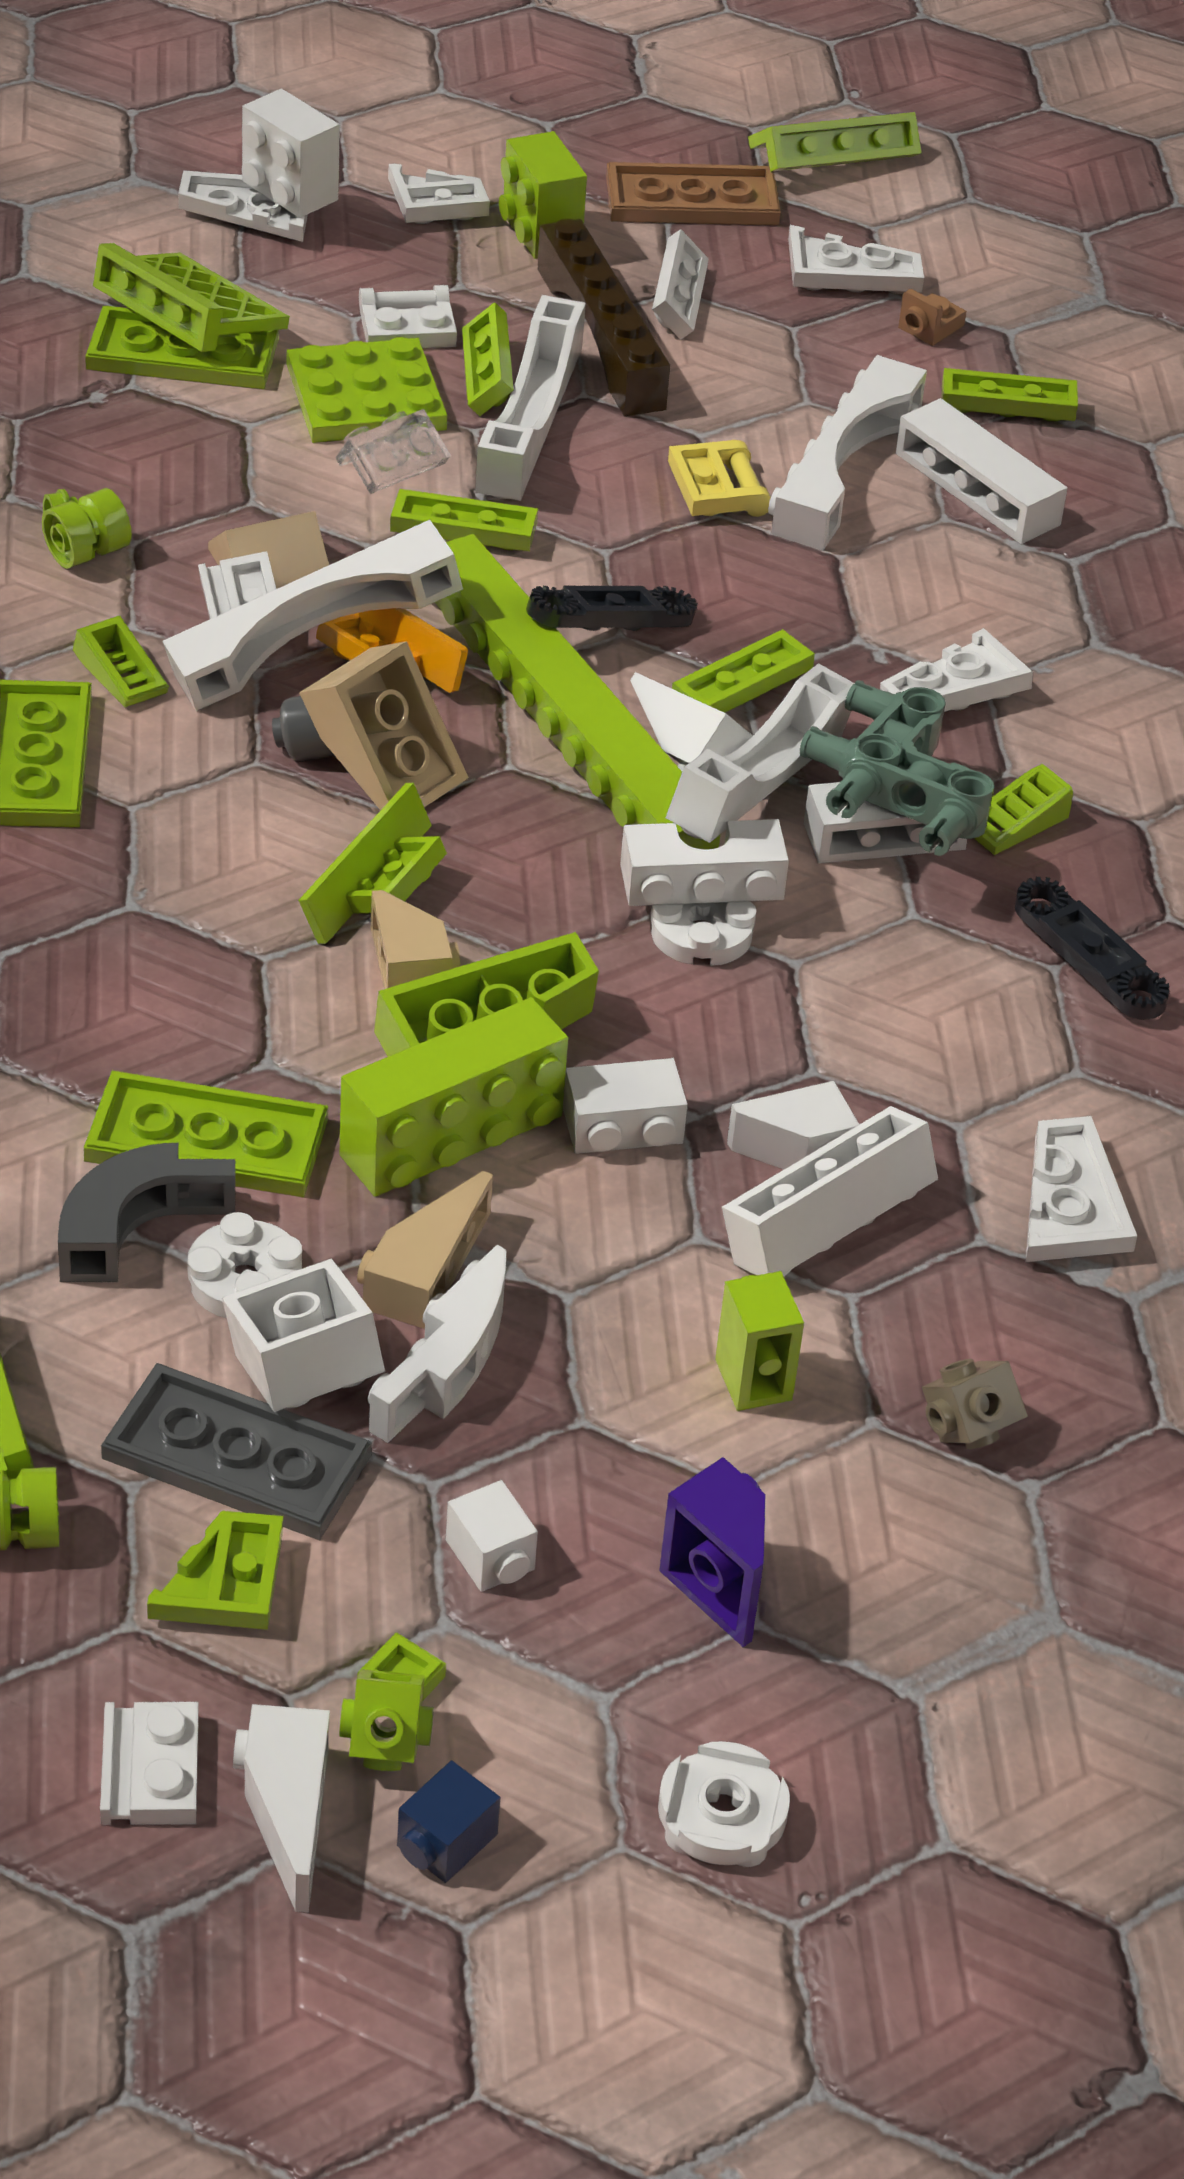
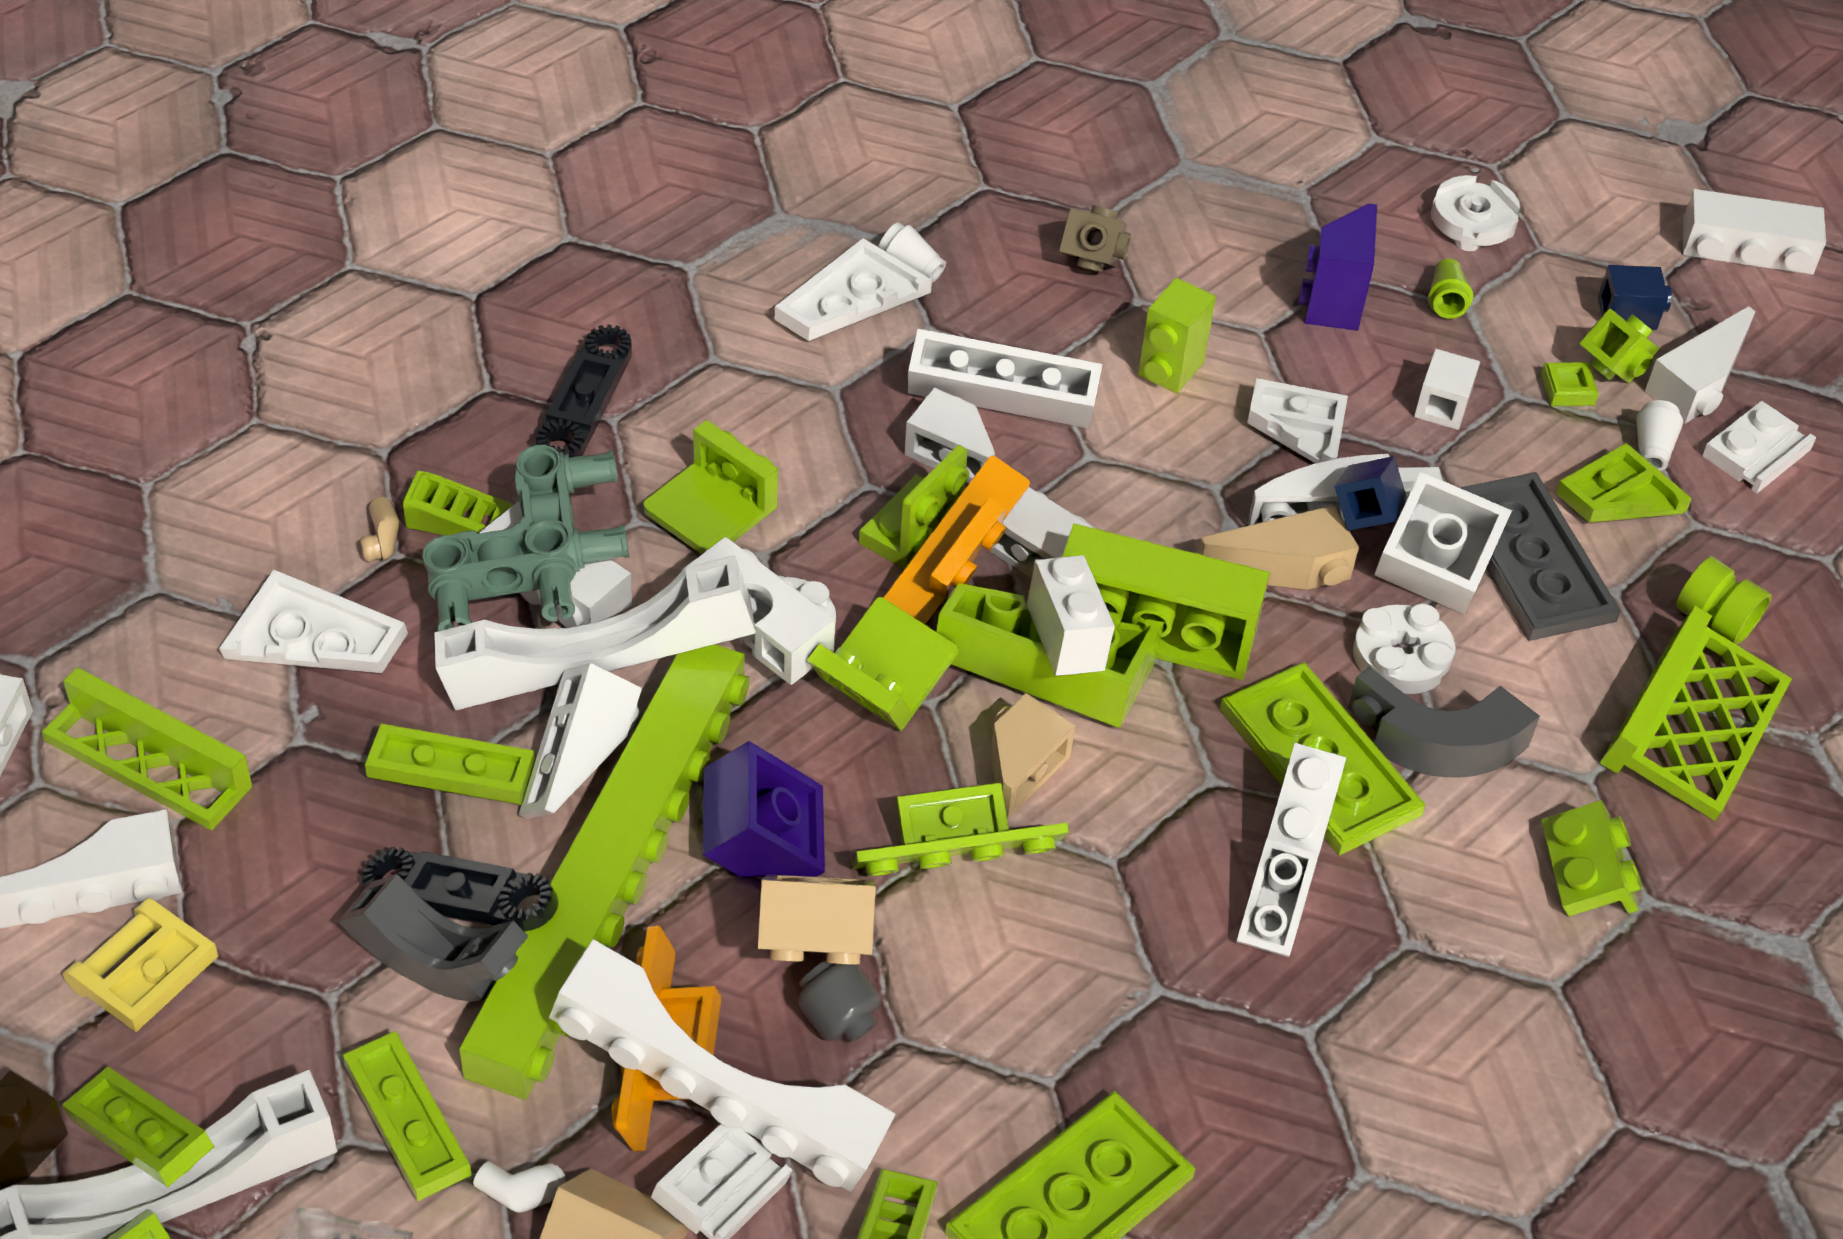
camera: 130 degrees left, 5 degrees up
(130, 1017) = (1291, 850): none -> white slope
(254, 1667) = (1658, 431): none -> white cone
(356, 537) = (522, 1190): none -> white arm
(402, 1293) = (1371, 493): none -> dark blue brick
(422, 2051) = (1753, 231): none -> white brick
(471, 966) = (1070, 615): none -> white brick
(510, 784) = (762, 816): none -> dark purple slope
(576, 405) = (138, 1126): none -> lime plate
(576, 1397) = (1299, 418): none -> white wing
(577, 897) = (887, 663): none -> lime bracket
(615, 562) = (428, 946): none -> dark grey arch
(628, 1669) = (1449, 290): none -> lime cone
(650, 1014) = (958, 539): none -> light orange bracket
(727, 1045) = (916, 510): none -> lime bracket
(883, 948) = (718, 494): none -> lime bracket
(916, 562) = (152, 732): none -> lime fence
(1024, 755) = (386, 528): none -> tan arm
(1089, 1270) = (909, 247): none -> white cone

